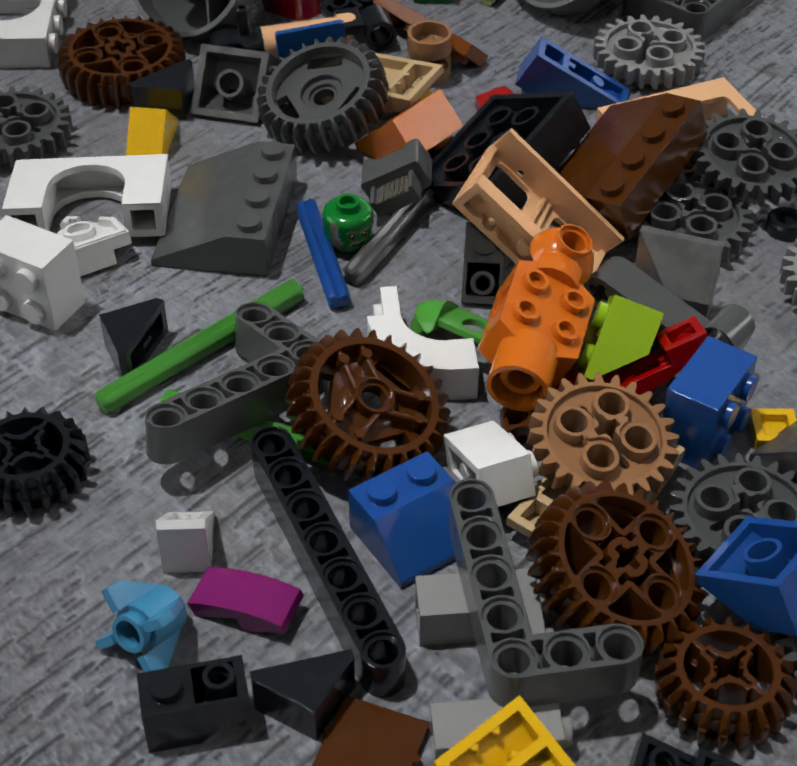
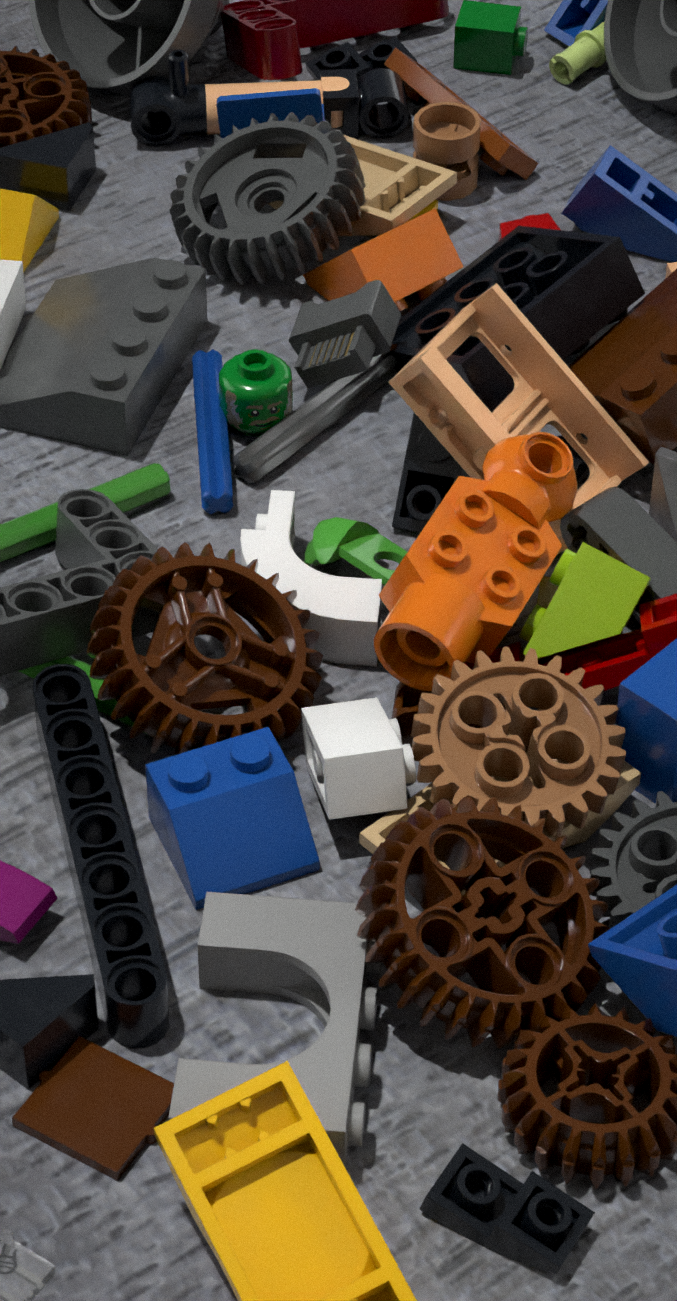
camera: 10 degrees right, 0 degrees up
(229, 83) = (138, 164): flat silver slope -> none
(503, 627) = (337, 1030): dark grey beam -> none

